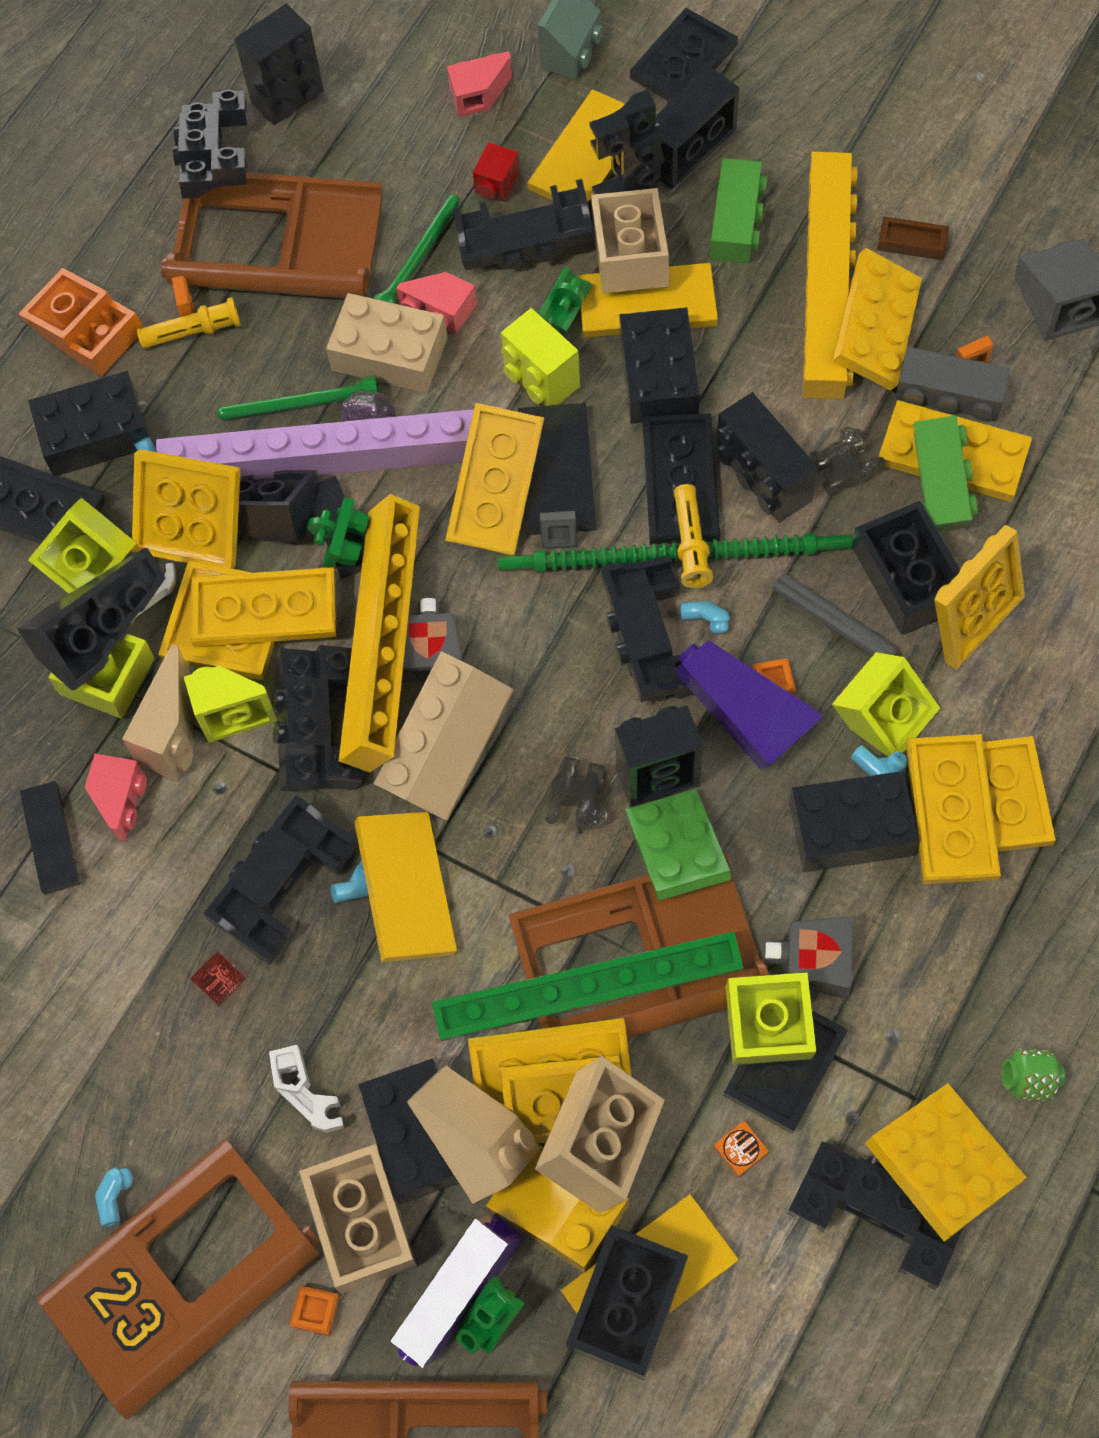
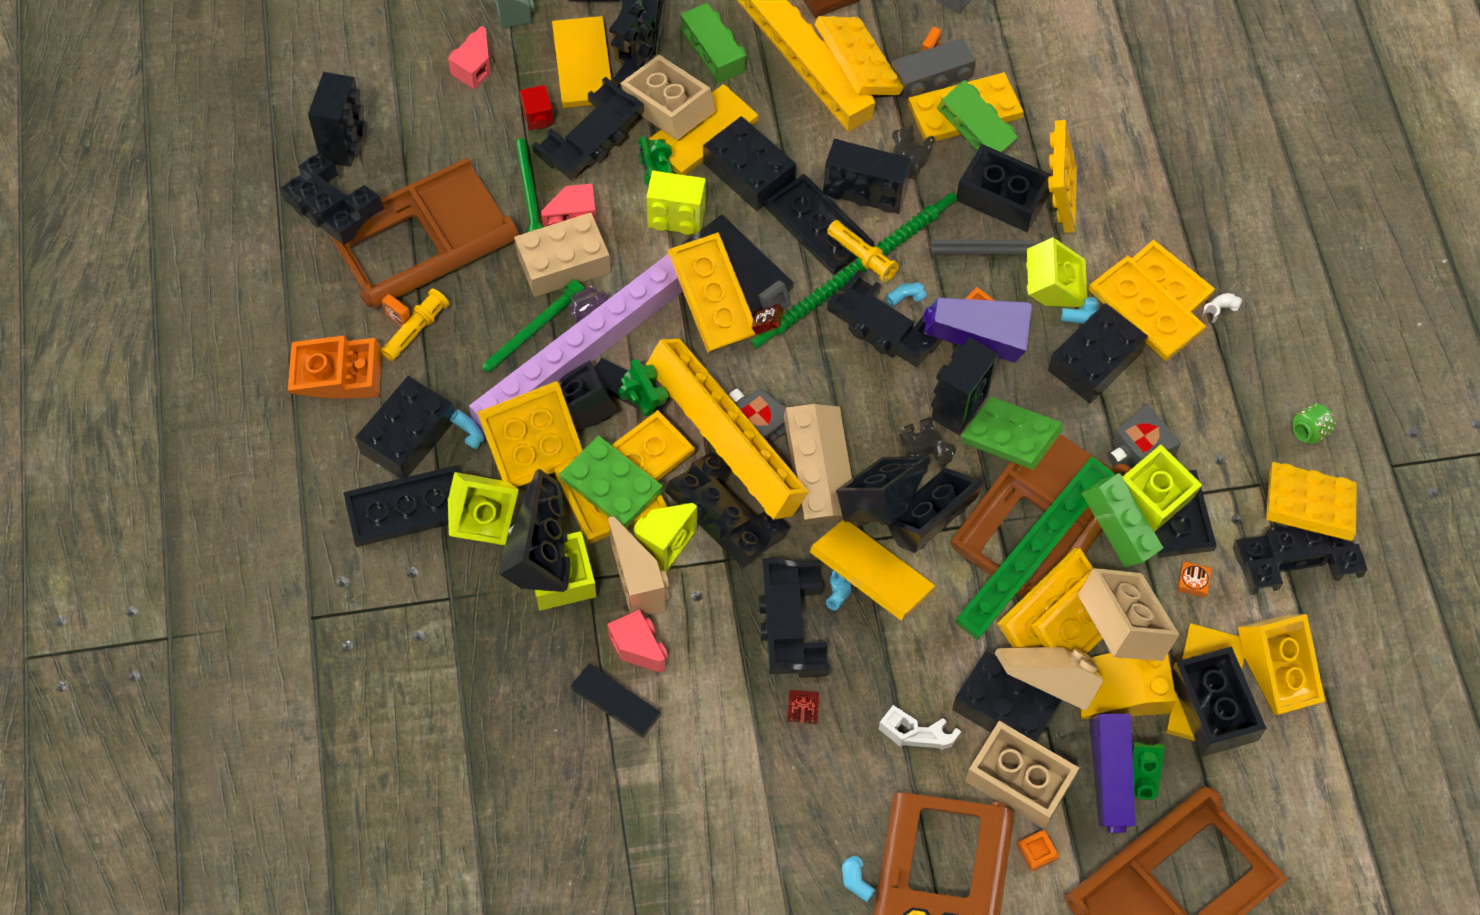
camera: 45 degrees left, 5 degrees down
(219, 611) = (611, 482): none -> bright green plate
(481, 808) = (882, 490): none -> black slope
(514, 866) = (934, 508): none -> black slope
(529, 545) = (767, 319): none -> clear red tile
(703, 1026) = (1122, 520): none -> bright green brick
(749, 1316) = (1283, 661): none -> yellow slope
(1058, 861) = (1222, 301): none -> white arm

